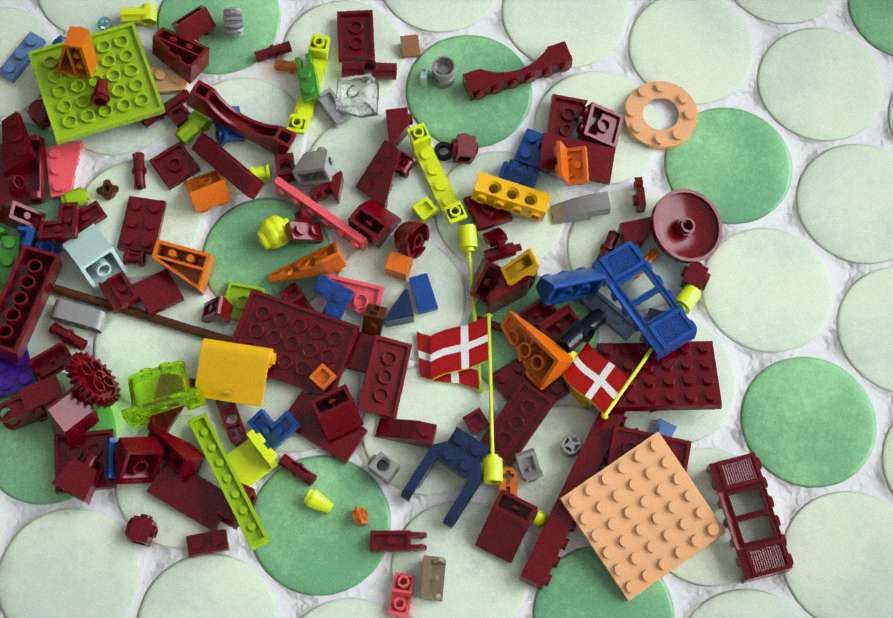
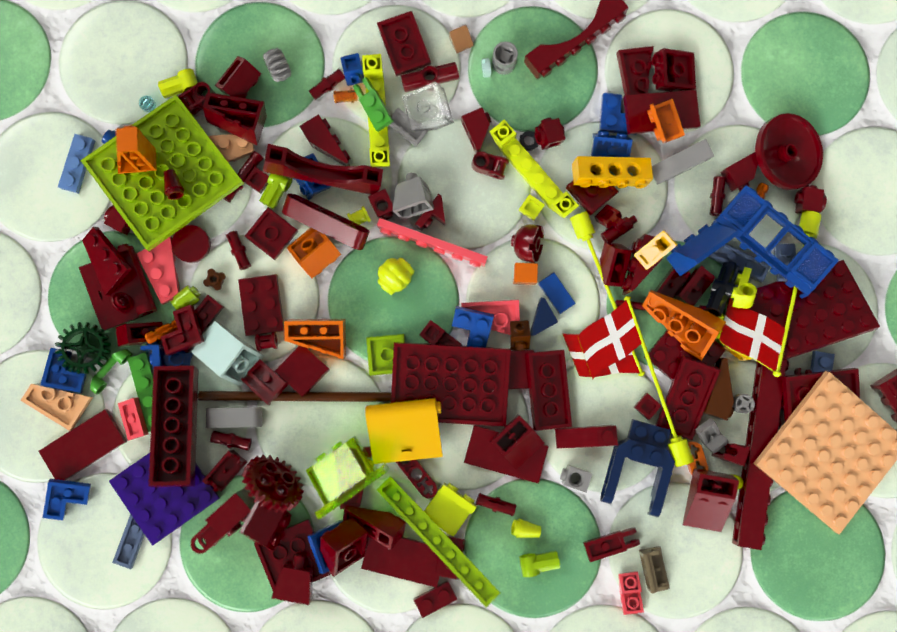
camera: 20 degrees left, 15 degrees up
(30, 220) = (163, 330): none -> orange axle
(98, 153) = (191, 244): none -> dark red tile
(141, 530) = (370, 608): dark red brick -> none
(149, 29) = (194, 97): none -> dark red piece
(217, 309) = (366, 373): dark red slope -> none
(249, 94) = (320, 138): none -> dark red slope
(274, 432) = (463, 476): blue plate -> none
(300, 44) = (352, 69): none -> blue bracket
(303, 230) = (422, 264): dark red hinge -> none
(315, 537) = (535, 563): none -> lime piece
(322, 261) = (445, 296): orange wedge -> none
(323, 376) = (492, 410): orange plate -> none
(360, 515) = (569, 531): orange plate -> none
(373, 222) = (487, 236): dark red slope -> none
(378, 176) = (477, 186): dark red wing -> none
(542, 487) = (734, 454): none -> dark red hinge
(547, 435) = (721, 398): none -> reddish brown slope
(600, 337) = (746, 292): none -> neon yellow plate
(639, 198) = (733, 134): dark red plate -> none
(655, 138) = (722, 66): light nougat plate -> none

